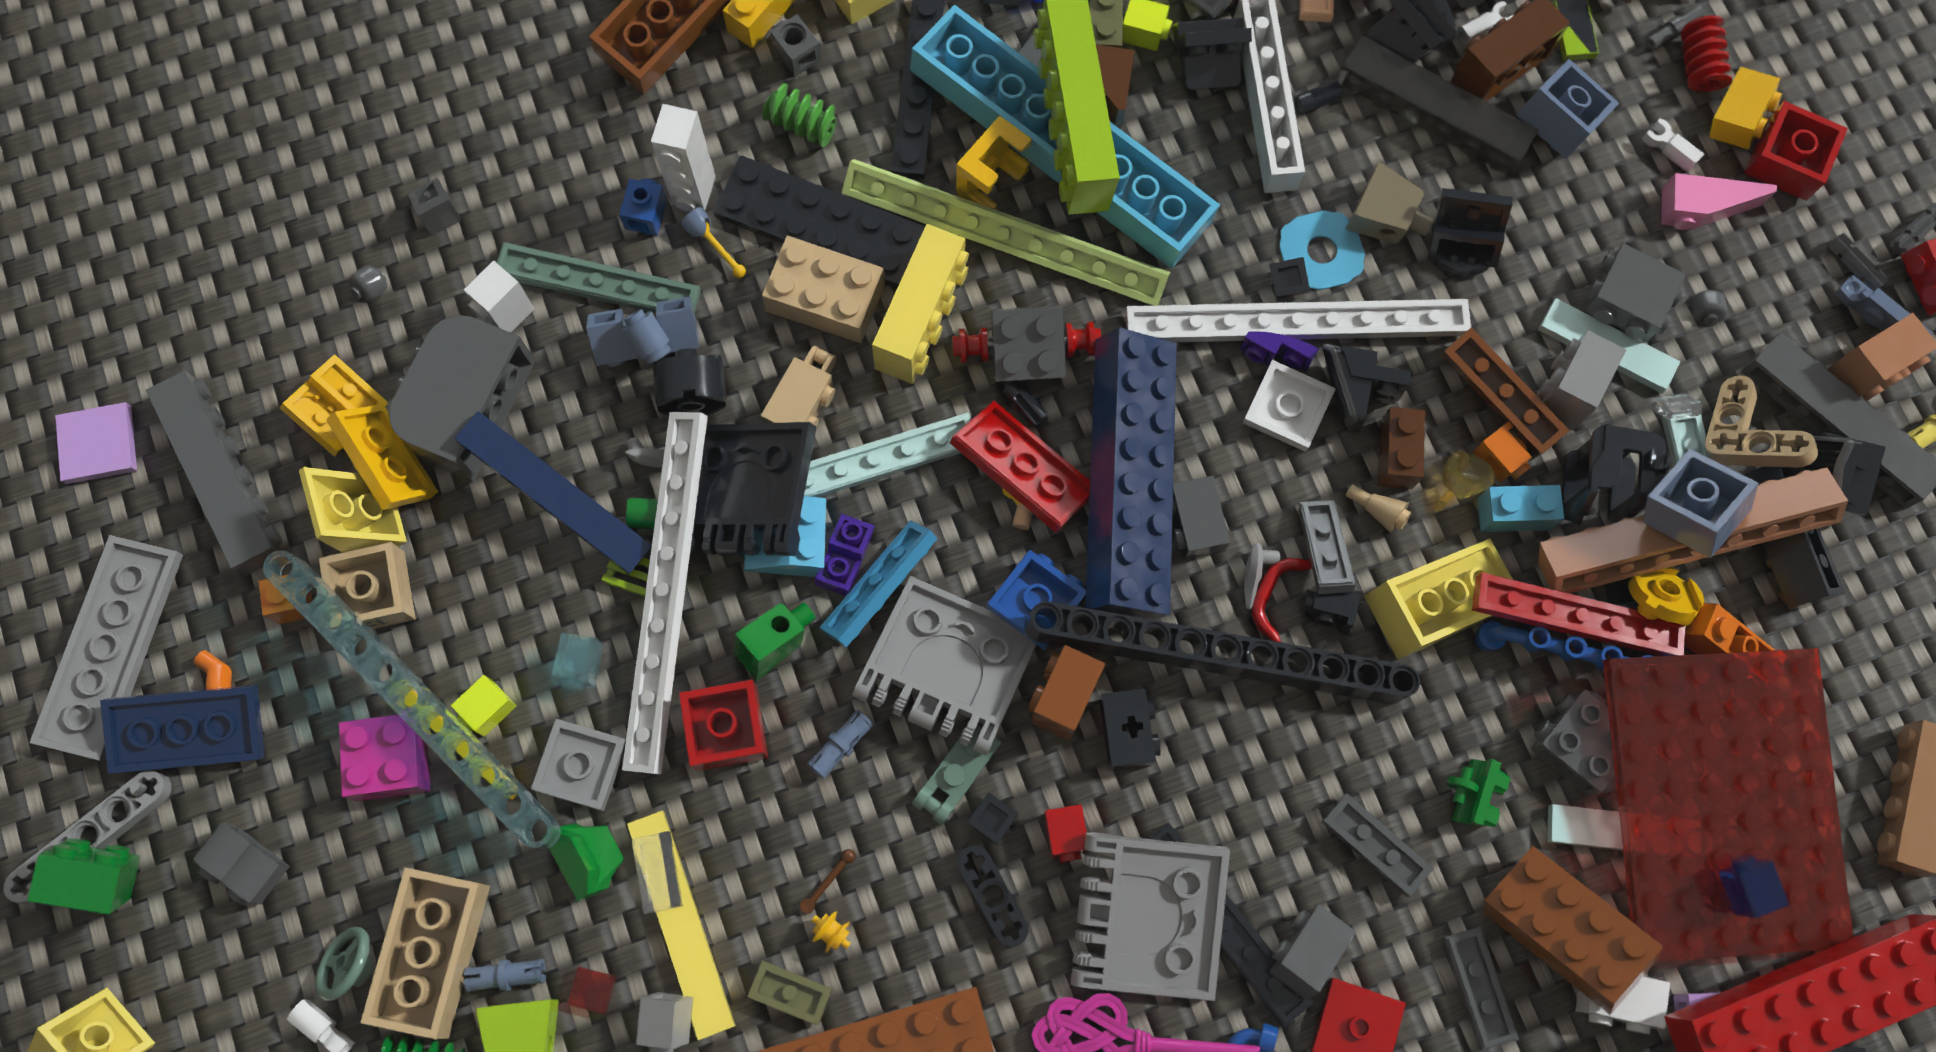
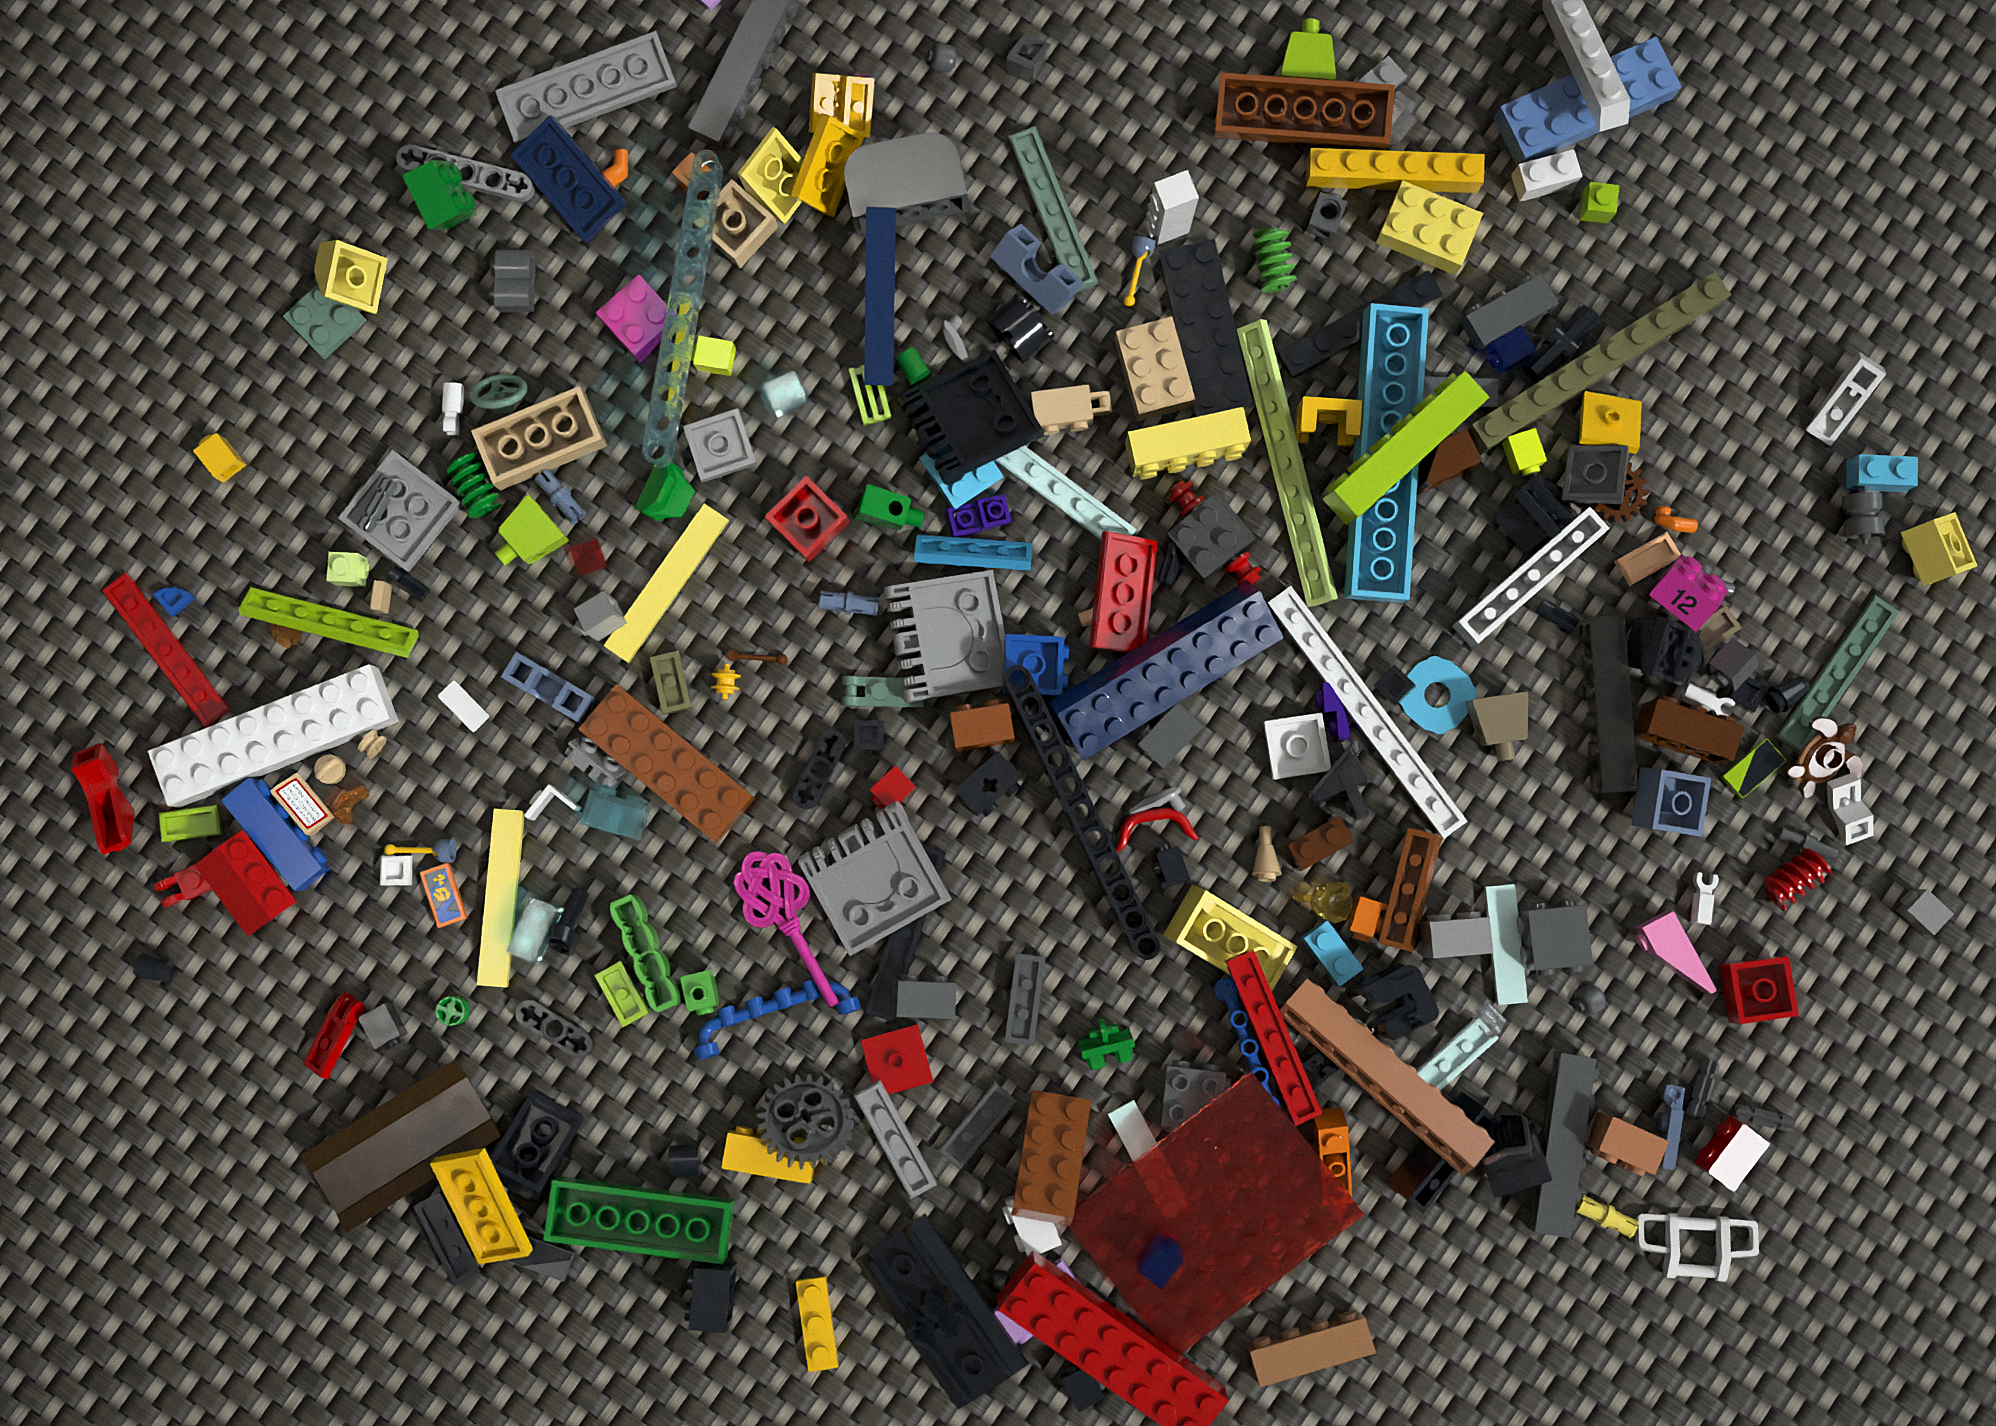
camera: 60 degrees right, 10 degrees up
(498, 298) = (987, 157): white brick -> none
(643, 206) = (1128, 201): blue brick -> none
(646, 336) = (1029, 276): sand blue brick -> none
(657, 872) = (686, 545): clear tile -> none
(665, 593) = (868, 416): white plate -> none
(1326, 547) = (1208, 836): tile -> none
(1468, 232) = (1520, 788): black piece -> none
(1666, 596) = (1320, 1091): yellow plate -> none
(1700, 503) = (1400, 1065): sand blue brick -> none
(1738, 433) = (1493, 1073): tan beam -> none
(1745, 108) = (1770, 933): yellow brick -> none

